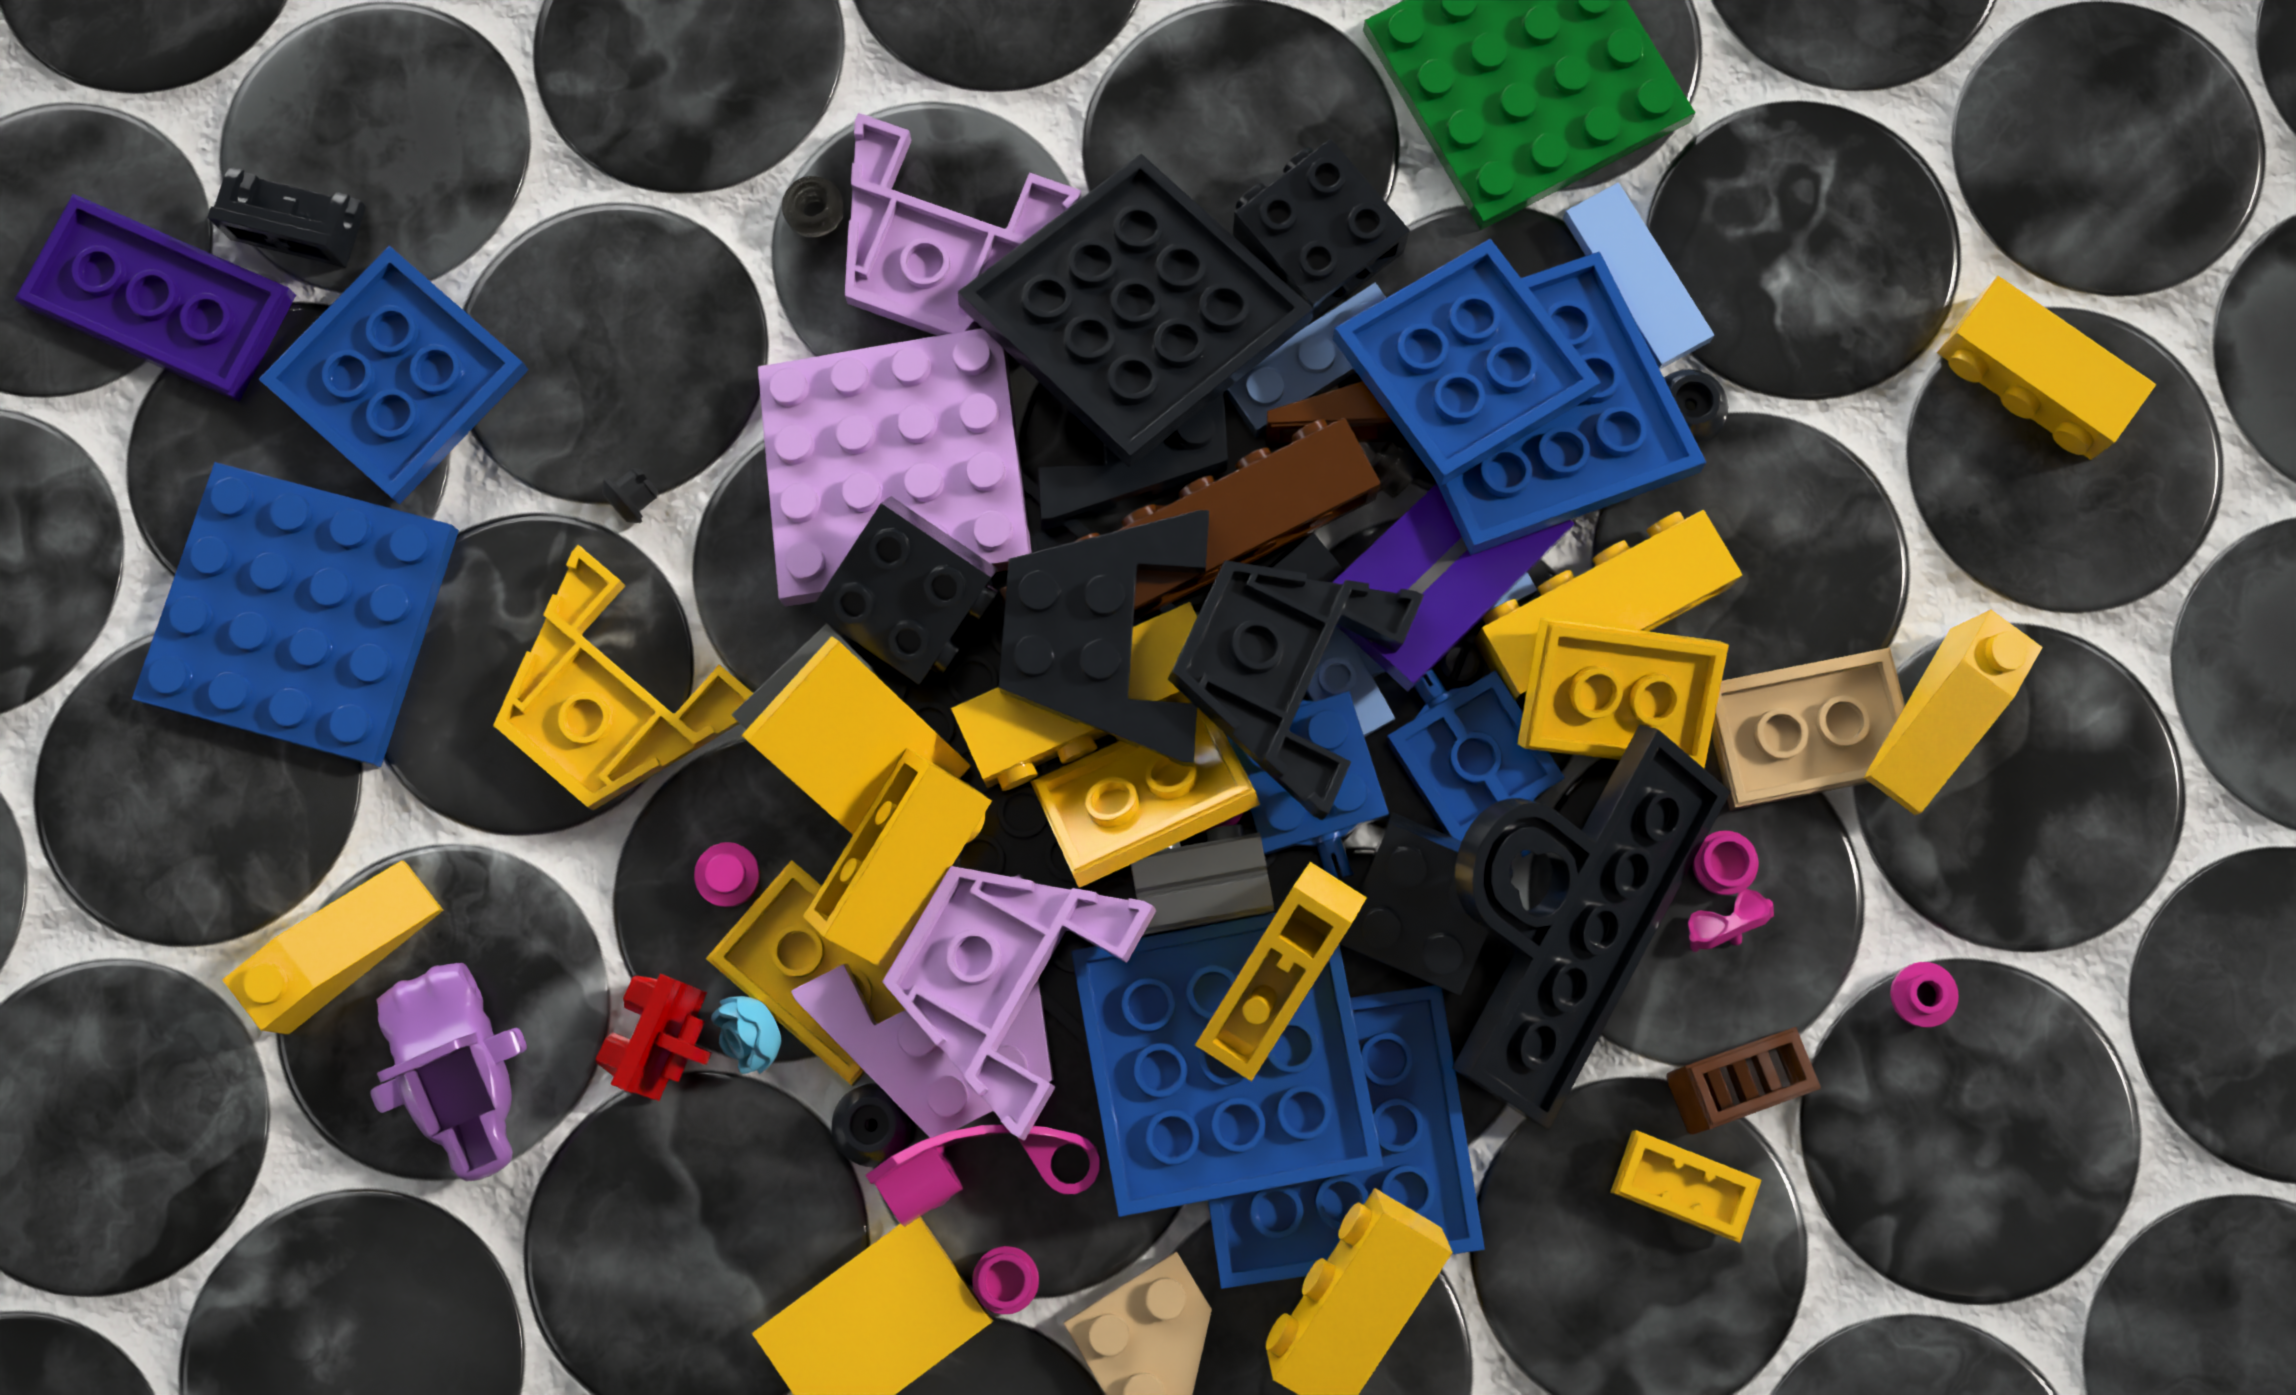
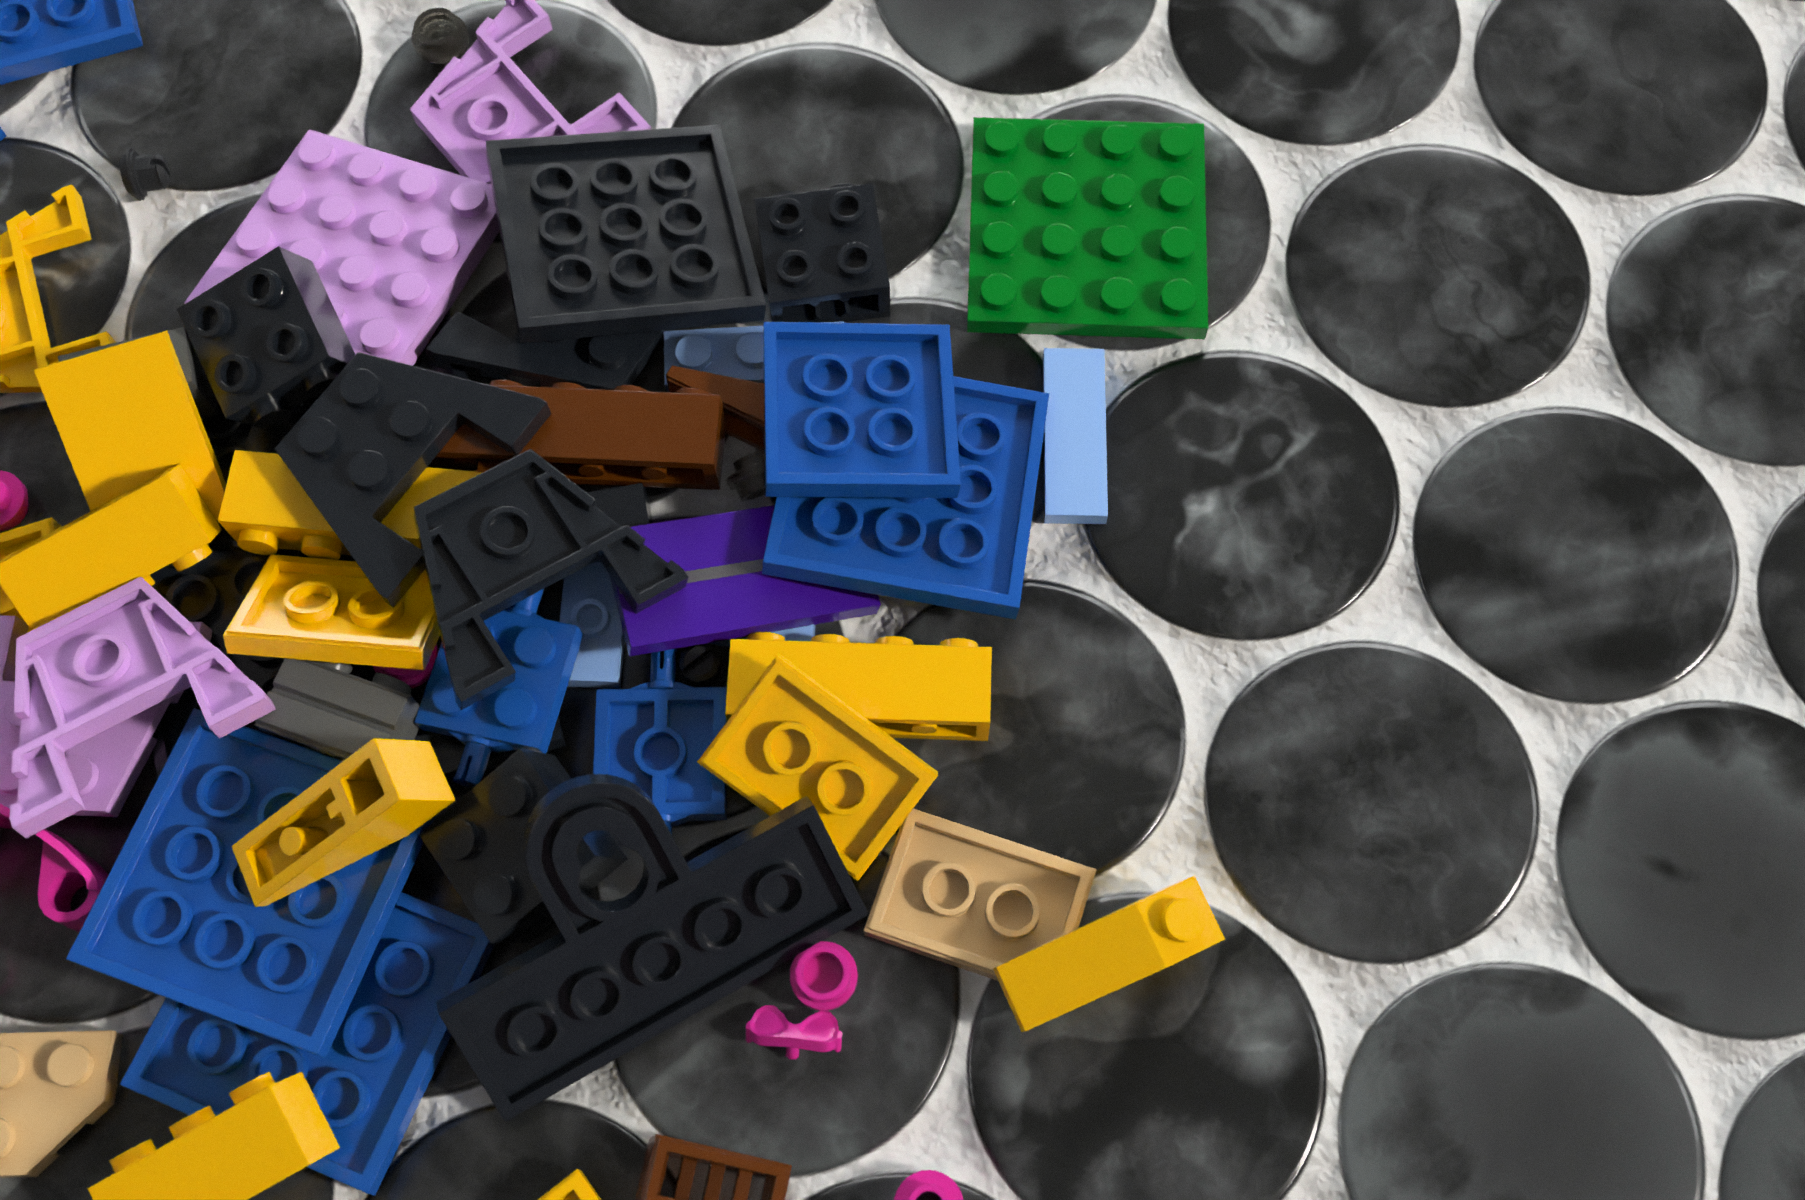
camera: 30 degrees right, 10 degrees down
(1709, 400) = (1056, 582): black plate -> none
(2045, 369) = (1391, 703): yellow brick -> none

